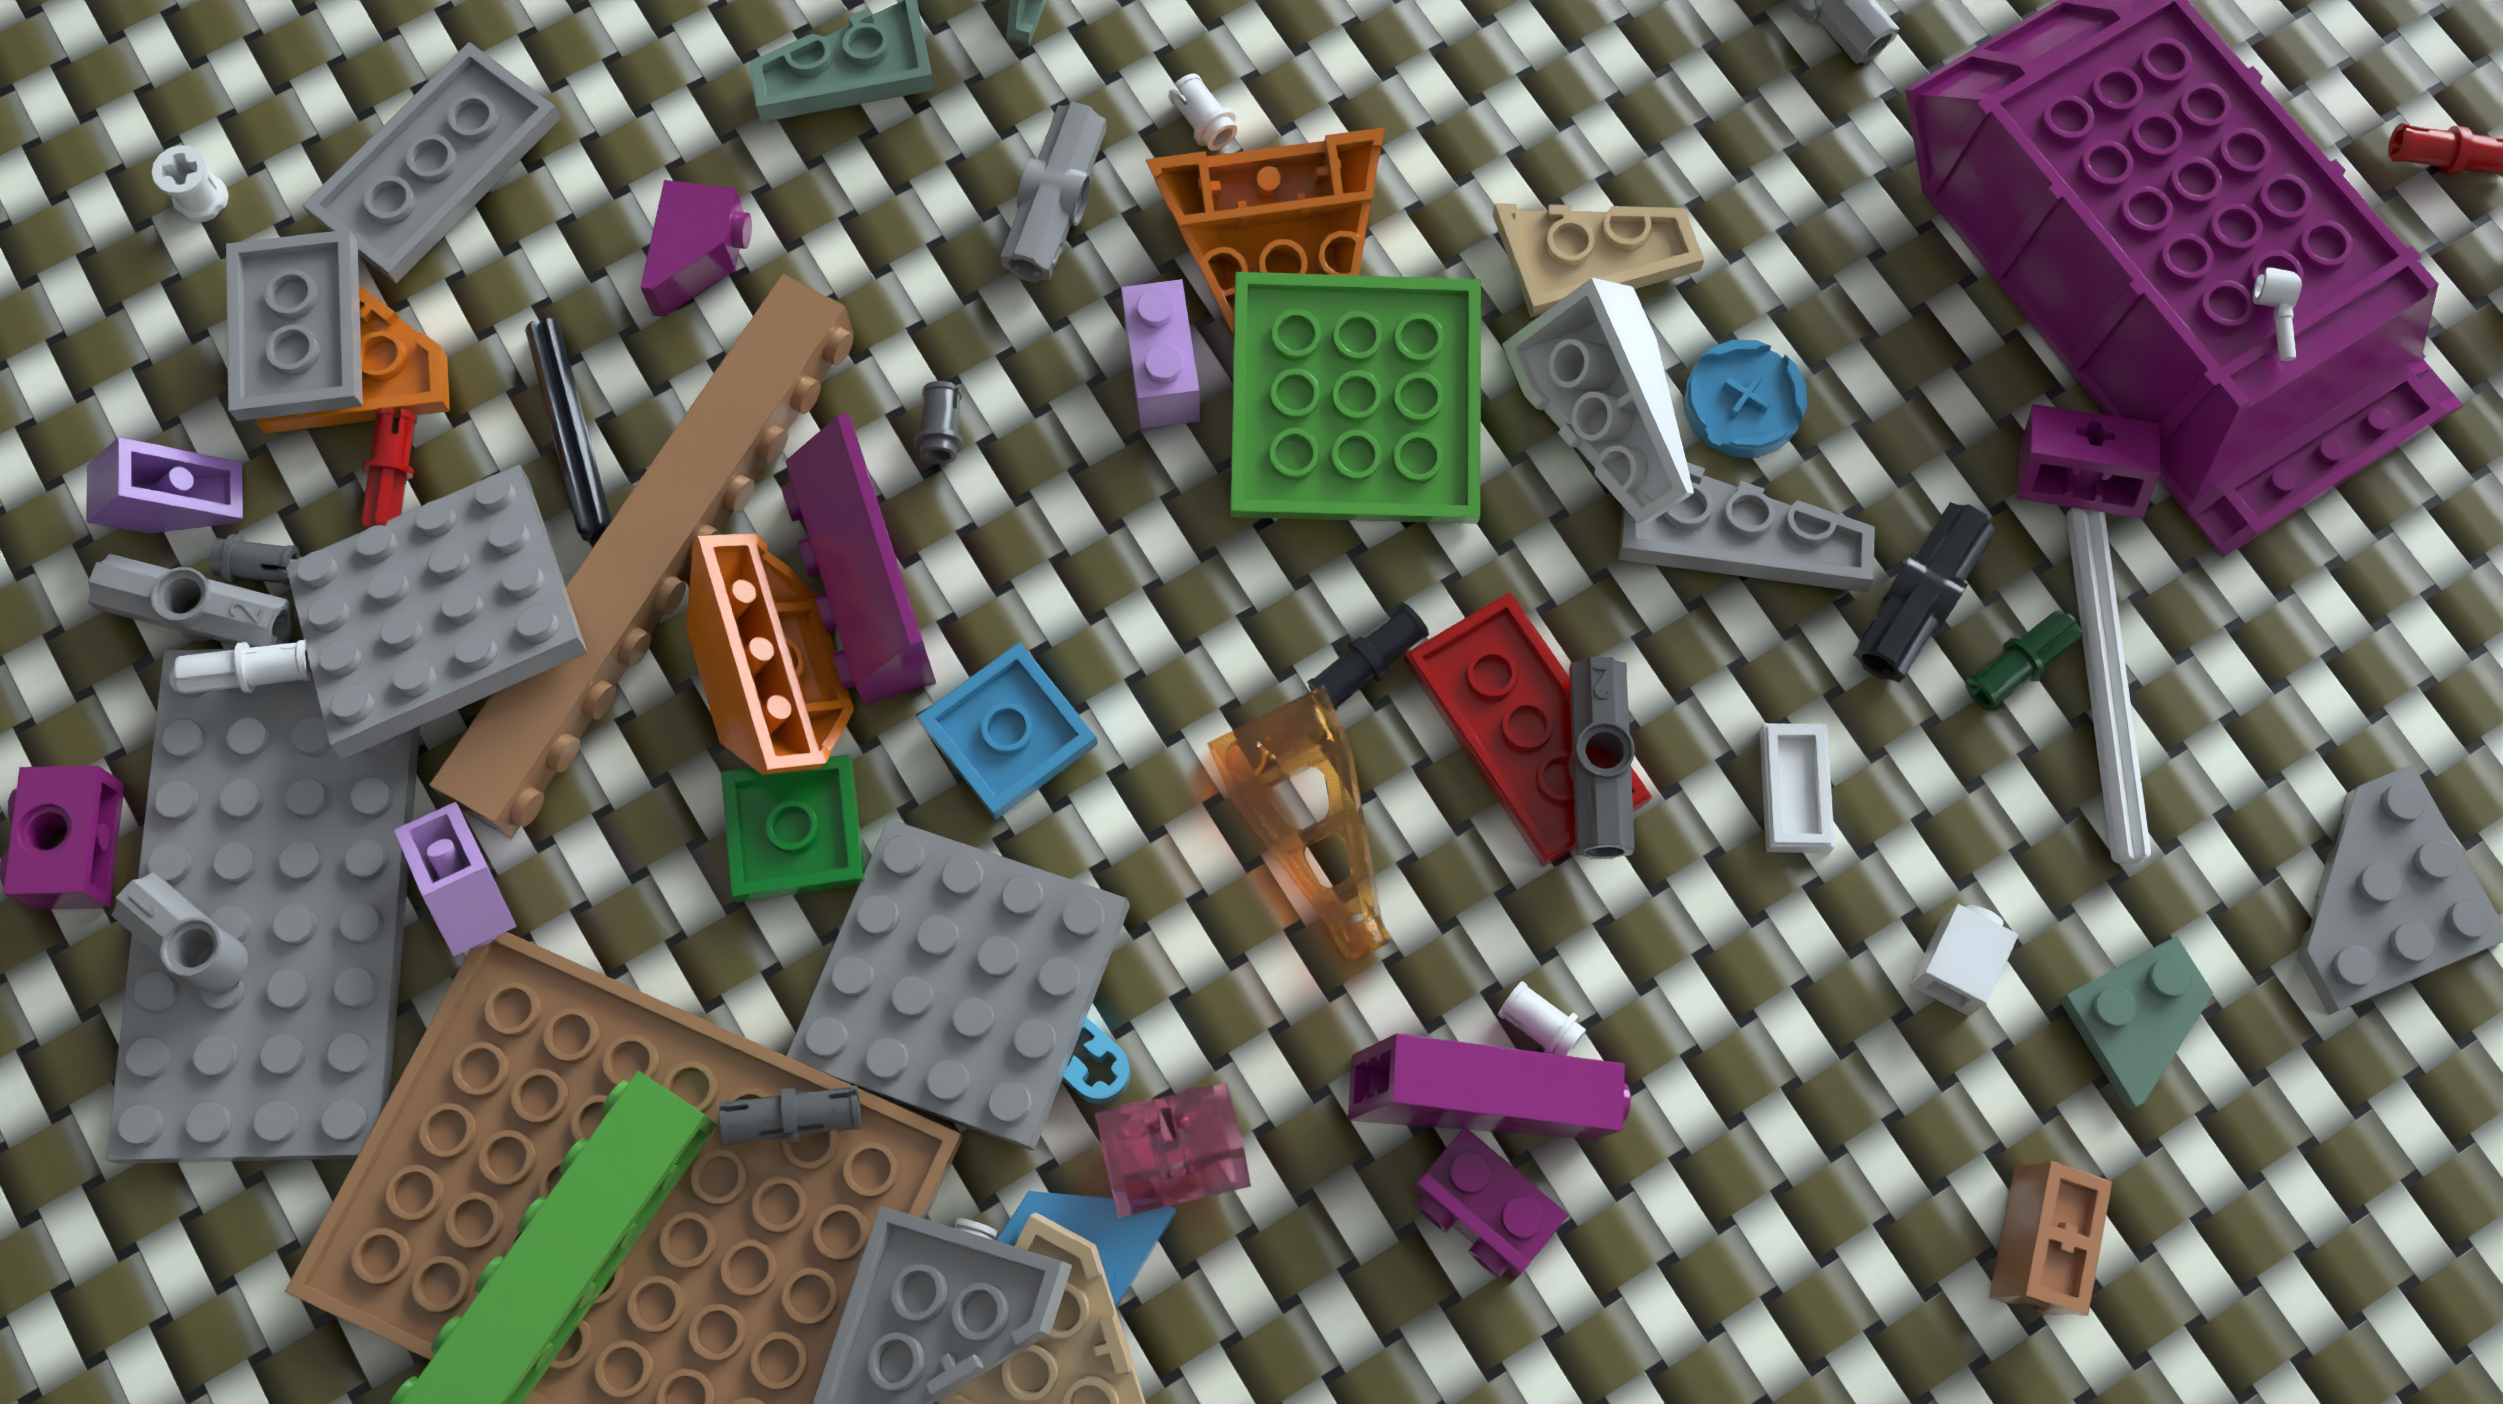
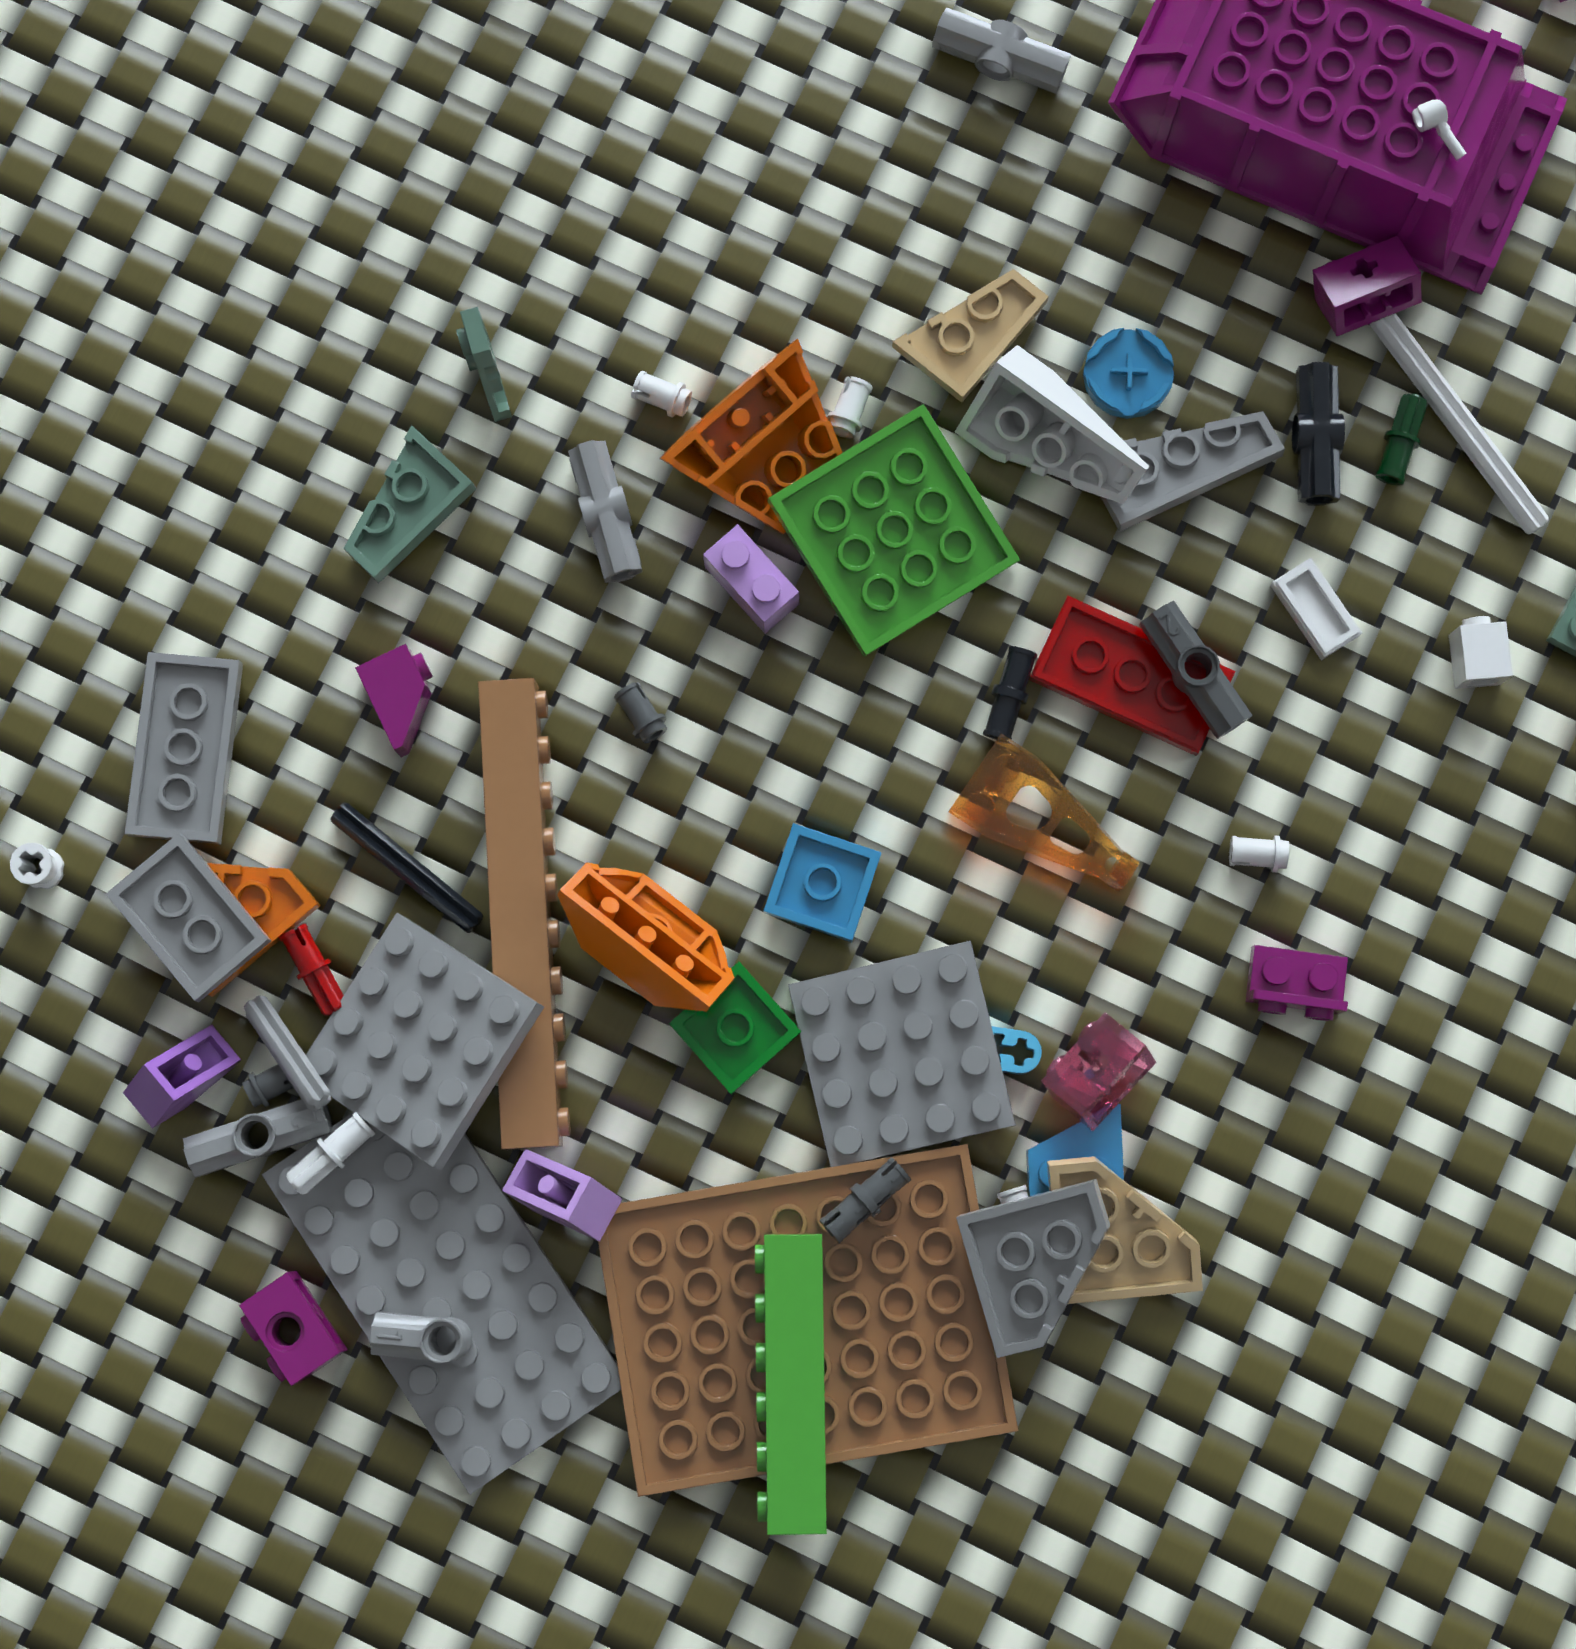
camera: 30 degrees left, 10 degrees up
(286, 535) = (287, 1053): none -> light grey axle
(857, 566) = (660, 839): magenta slope -> none
(1392, 251) = (850, 407): none -> white pin
(1486, 1089) = (1255, 916): magenta slope -> none

